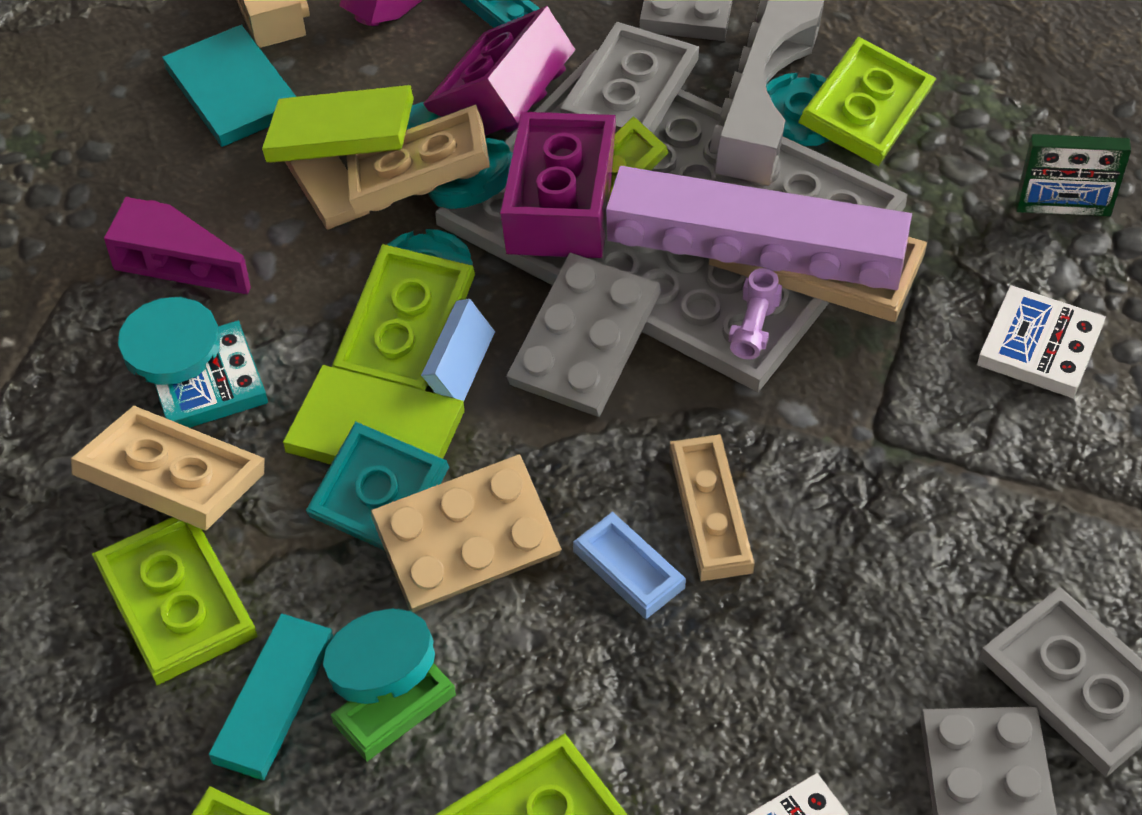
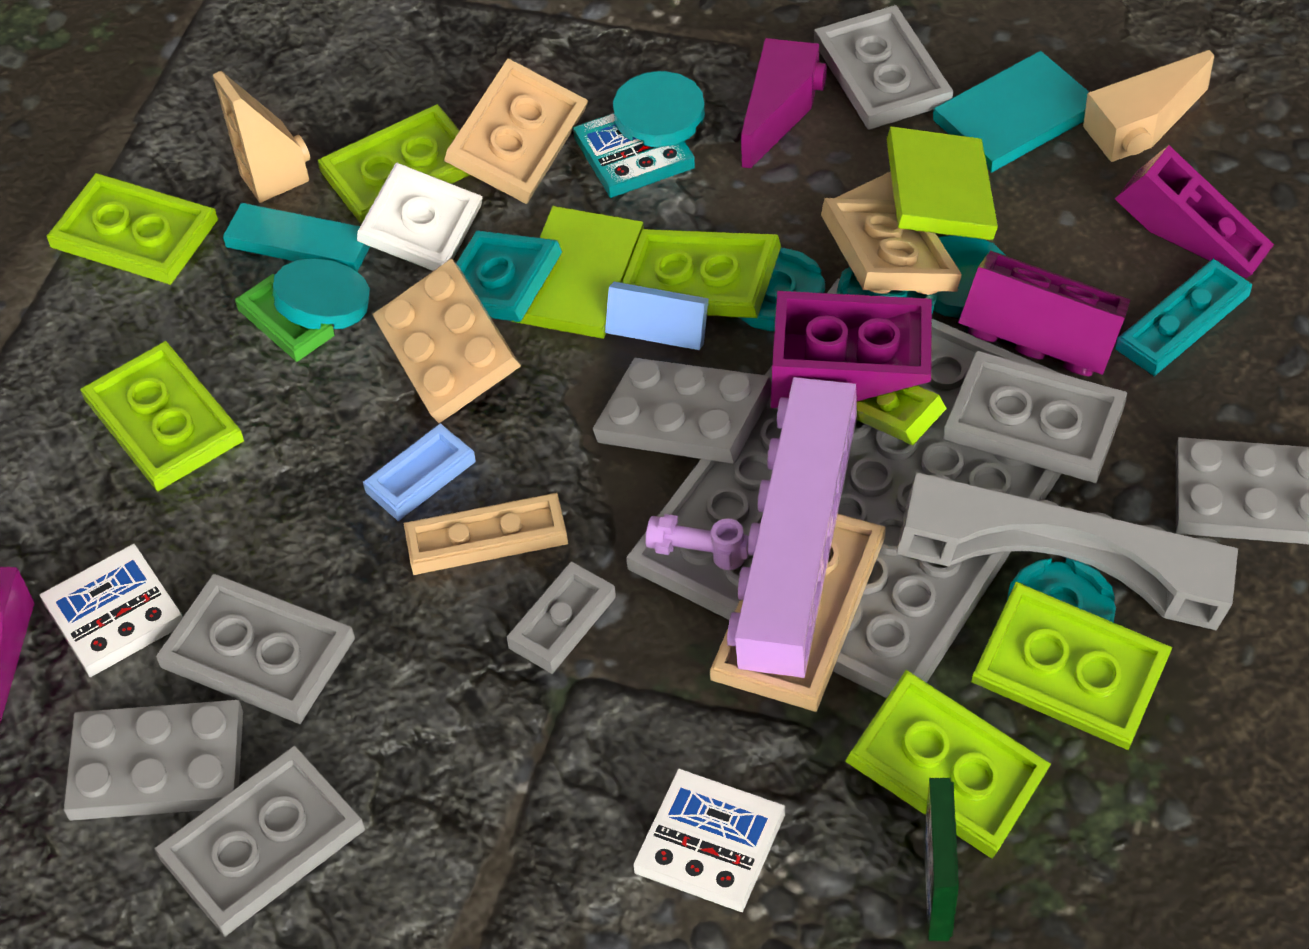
camera: 90 degrees right, 0 degrees up
(149, 715) = (263, 146): none -> tan slope
(152, 164) = (882, 67): none -> light grey plate
(276, 564) = (419, 218): none -> white tile
(820, 437) = (561, 617): none -> light grey plate
(858, 699) = (256, 648): none -> light grey plate
(962, 179) = (932, 736): none -> lime tile

